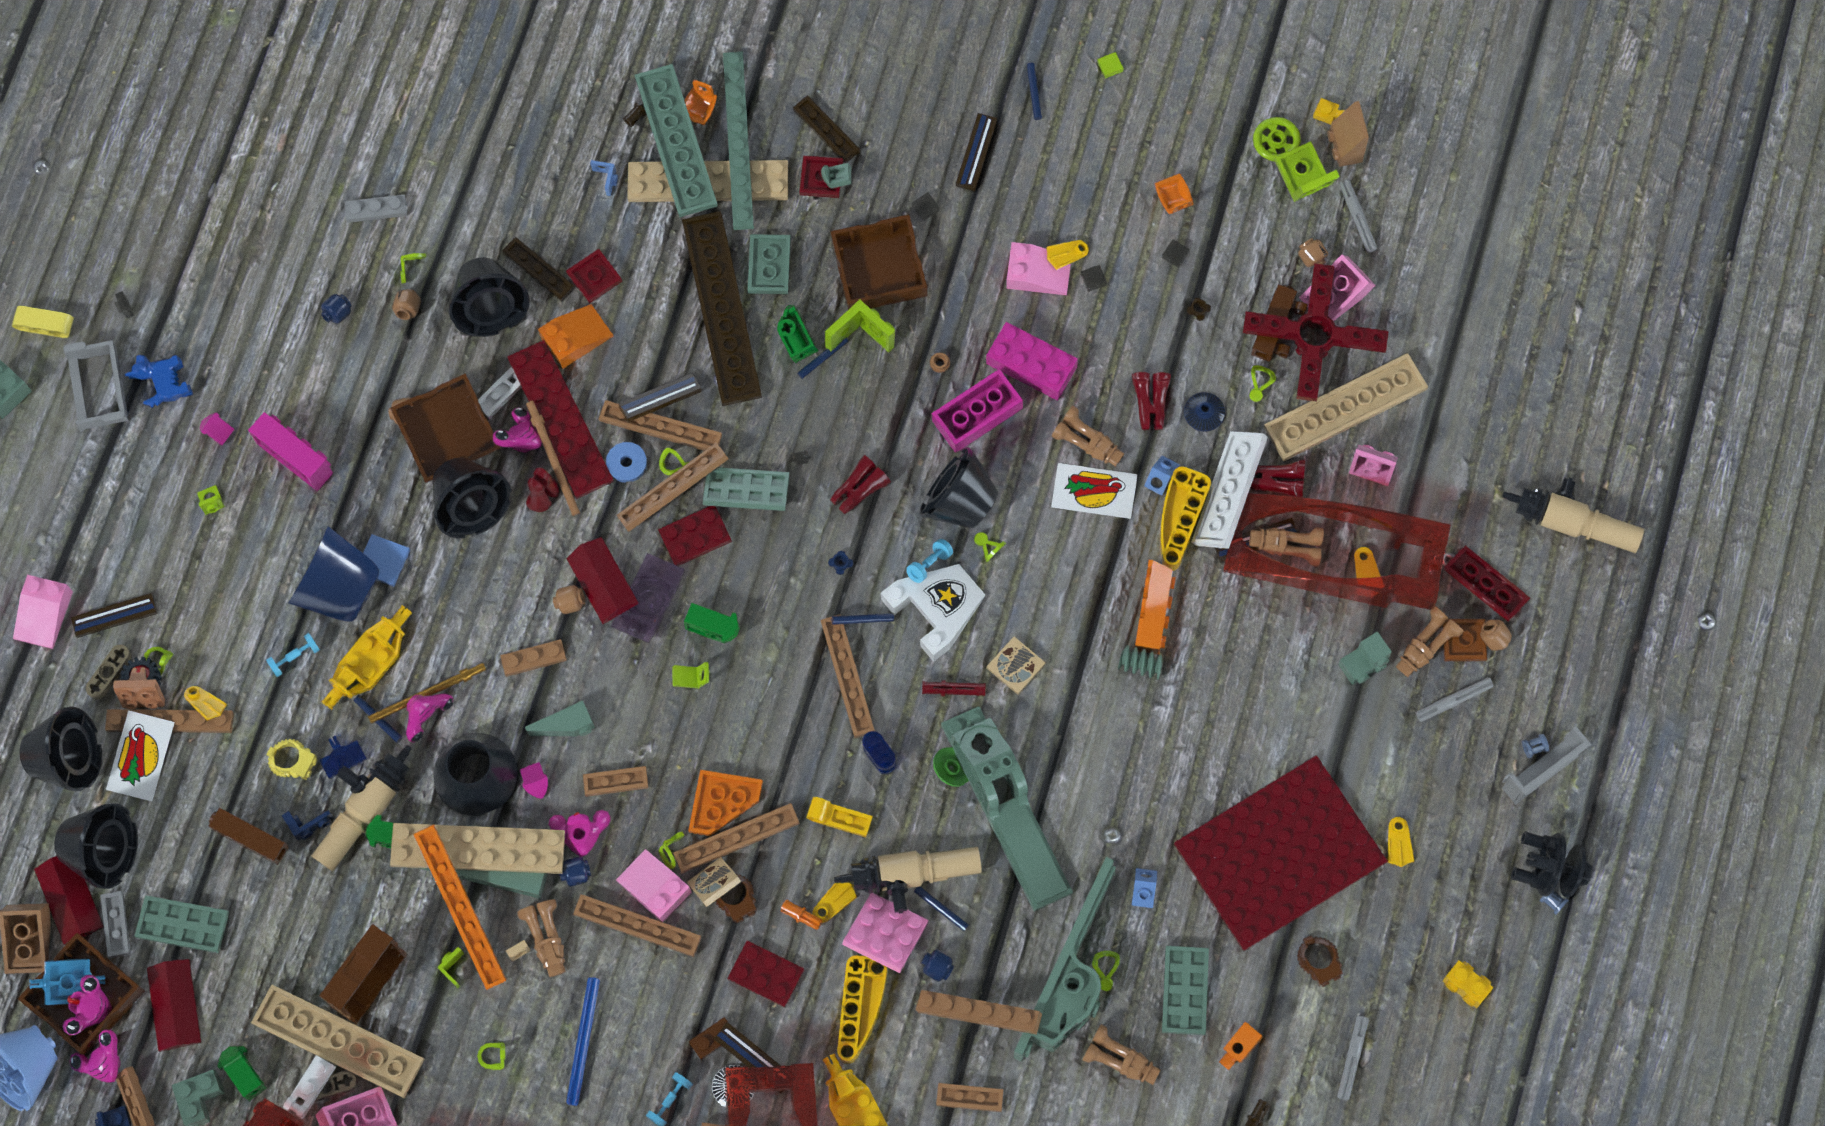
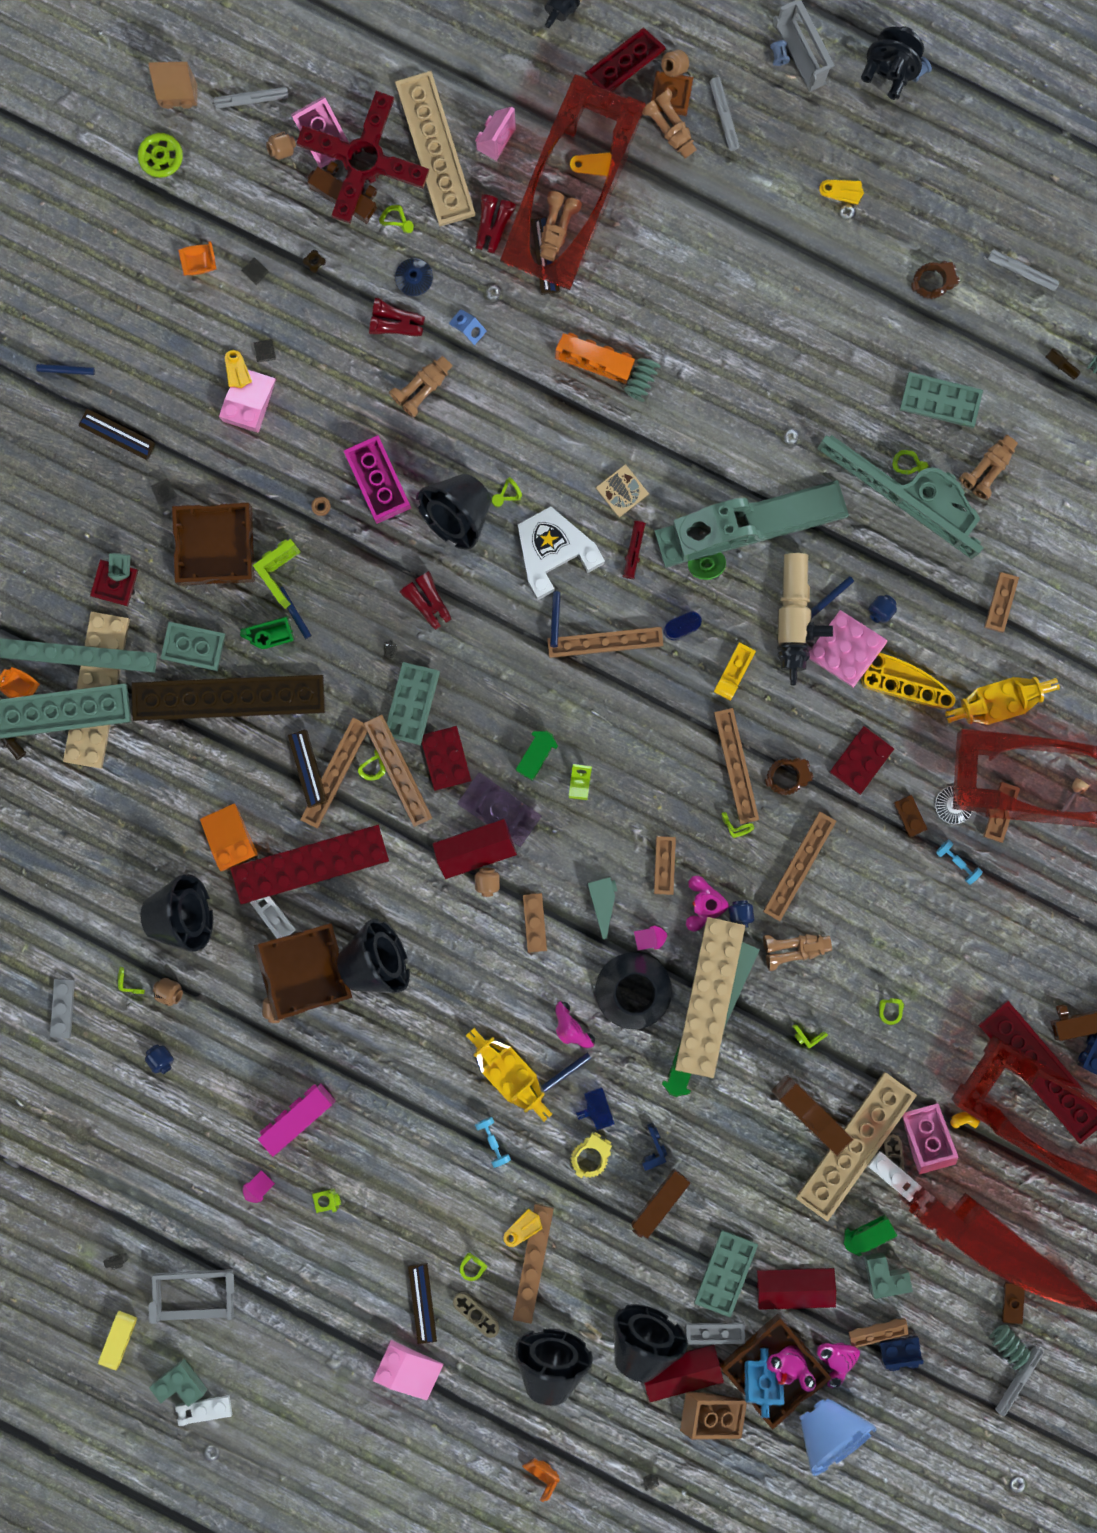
camera: 85 degrees left, 15 degrees up
(140, 685) = (496, 1286): nougat plate -> none
(140, 756) = (562, 1293): sticker -> none
(164, 378) = (196, 1231): blue animal -> none
(336, 579) = (429, 1093): dark blue piece -> none
(368, 799) = (648, 1093): tan piece -> none
(388, 557) = (415, 1048): medium blue tile -> none
(460, 907) = (761, 1020): orange plate -> none
(464, 675) = (540, 987): pearl gold bar -> none
(518, 950) = (804, 975): tan tile -> none
(520, 436) = (320, 901): dark pink head -> none
(538, 269) = (154, 863): dark brown tile -> none
(538, 421) = (312, 884): medium nougat bar -> none
(541, 487) = (382, 895): dark red piece -> none
(583, 1041) = (893, 929): blue axle -> none
(594, 276) = (173, 811): dark red plate -> none
(612, 177) = (76, 779): medium blue bracket -> none
(622, 451) = (374, 809): medium blue tile -> none
(654, 885) = (765, 846): bright pink slope -> none
(713, 882) = (774, 792): tan tile -> none
(721, 800) = (699, 773): orange plate -> none
(743, 1048) = (931, 785): tile -> none
(800, 914) = (815, 720): orange axle -> none
(826, 129) = (65, 570): dark brown tile -> none
(834, 562) = (496, 635): dark blue plate -> none
(835, 900) = (807, 690): yellow piece -> none
(917, 571) = (502, 537): medium azure wheel -> none
(979, 1012) = (935, 578): medium nougat plate -> none
(1031, 361) = (337, 421): dark pink brick -> none
(1094, 490) = (470, 390): sticker -> none
(1110, 65) = (53, 293): lime tile -> none
(1144, 888) = (846, 416): medium blue bracket -> none
(1177, 508) = (504, 321): yellow beam -> none
(1229, 489) = (496, 267): white plate -> none
(1248, 1038) = (999, 360): orange torso -> none
(1280, 853) = (833, 294): dark red plate -> none
(1305, 183) = (209, 129): lime bracket -> none
(1327, 111) = (142, 102): yellow plate -> none
(1369, 657) = (675, 180): sand green brick -> none
(1468, 984) = (975, 162): yellow brick -> none

